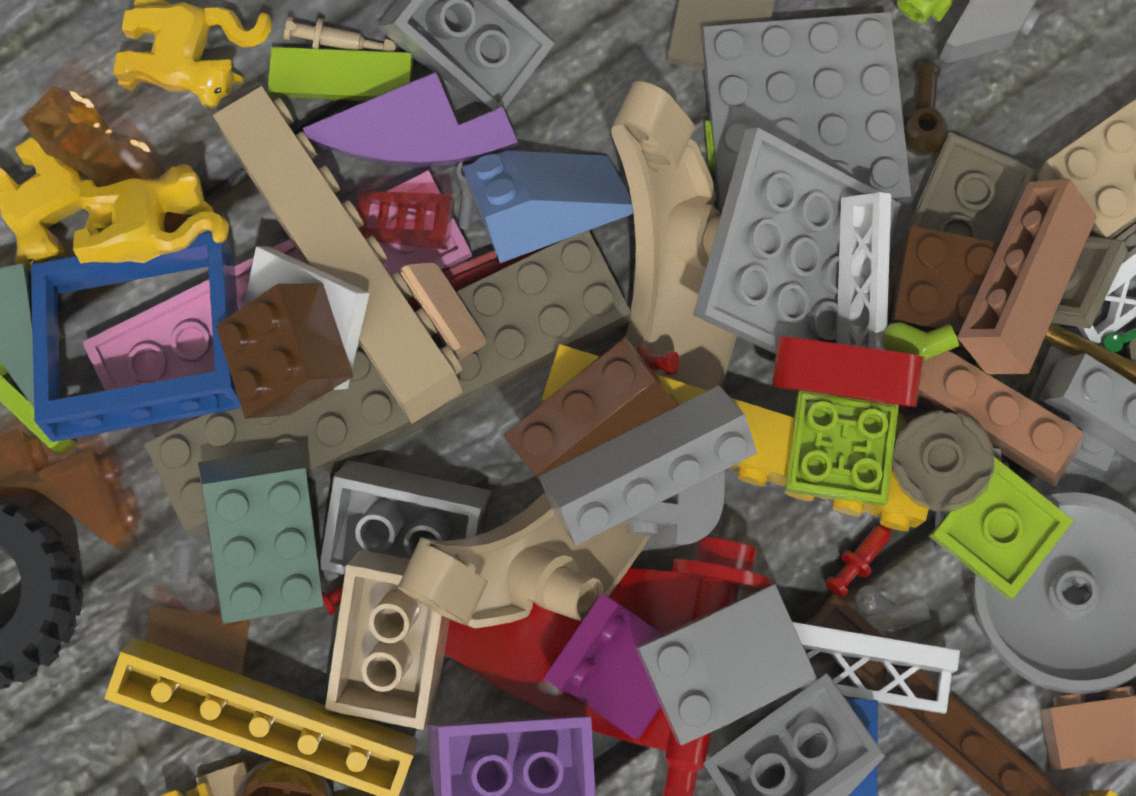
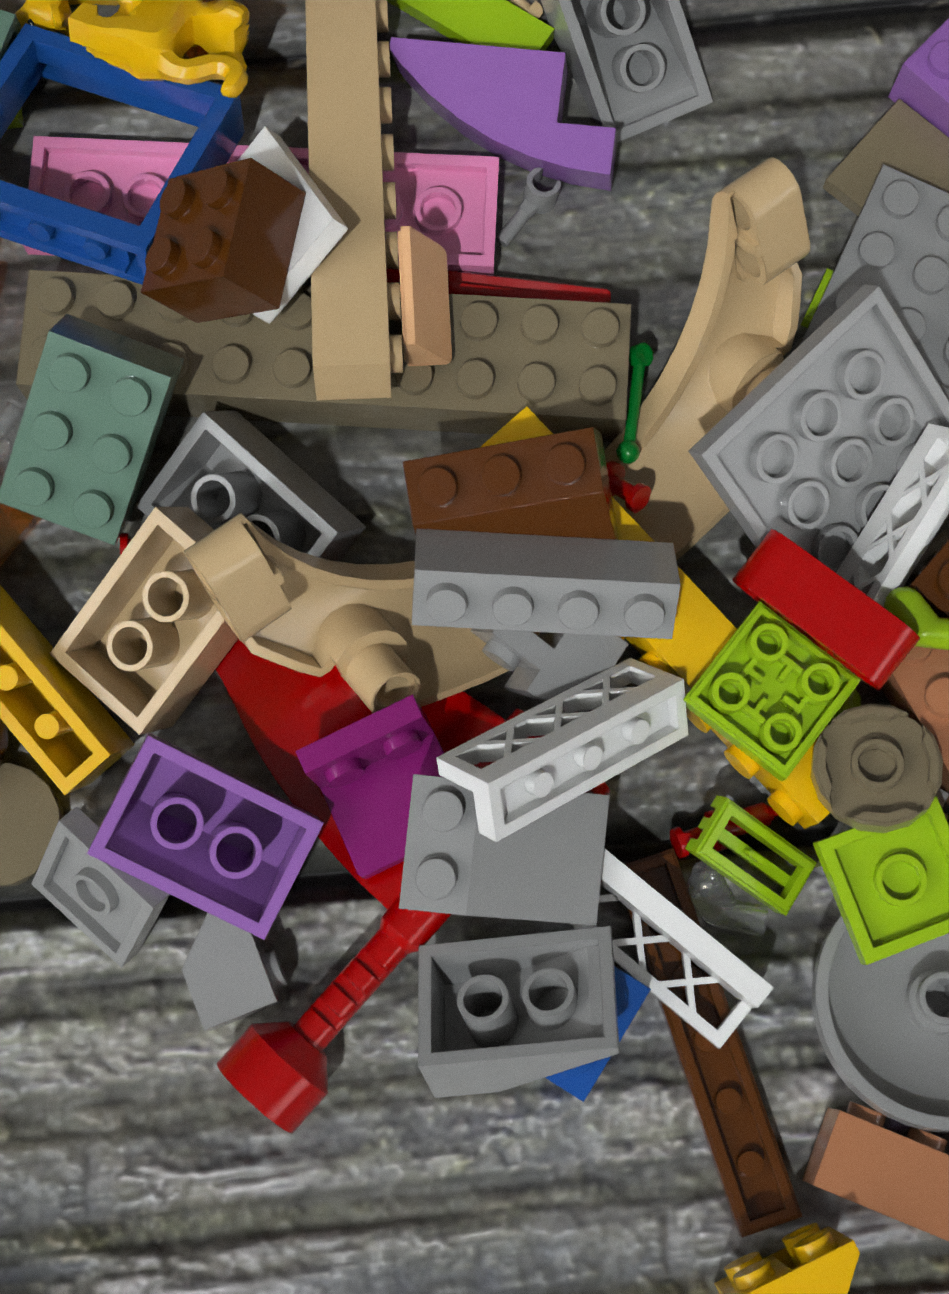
camera: 25 degrees right, 0 degrees up
(439, 203) = (463, 228): clear red slope -> none
(543, 197) = (602, 248): medium blue slope -> none
(614, 260) = (639, 357): none -> green hinge
(740, 569) = (577, 747): none -> white fence
(858, 566) = (714, 830): none -> lime tile

